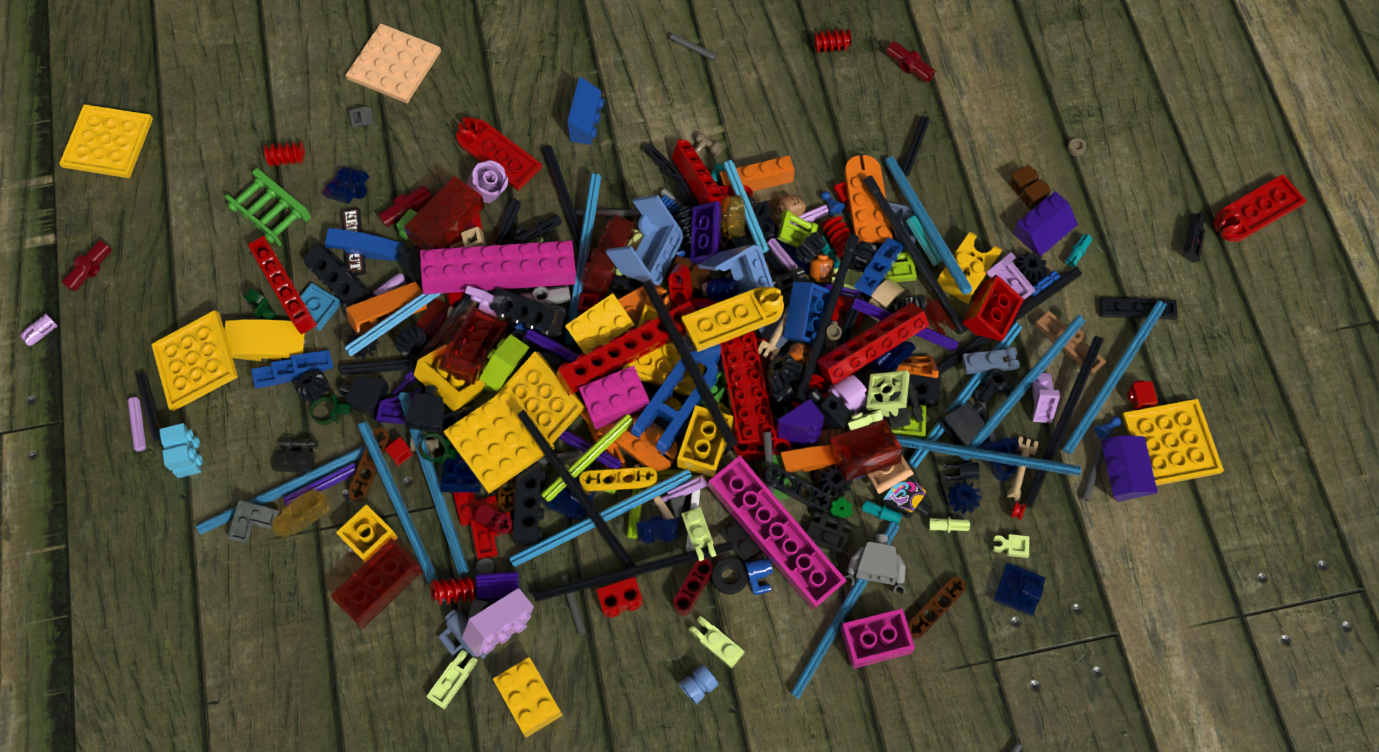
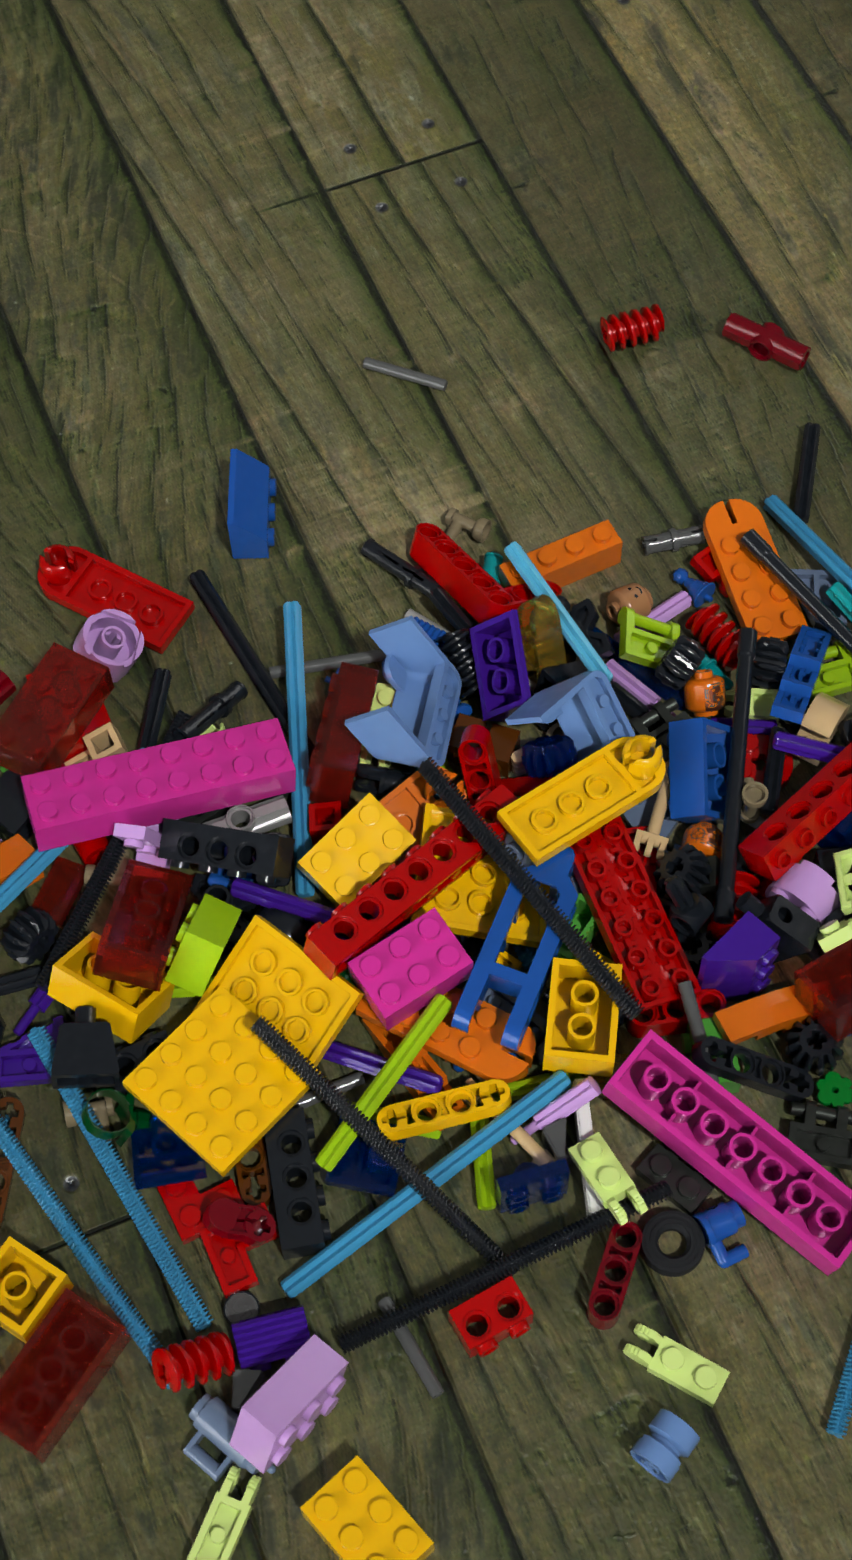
camera: 10 degrees left, 5 degrees down
(398, 451) = (45, 1132): red plate -> none
(826, 173) = (673, 539): none -> dark grey pin

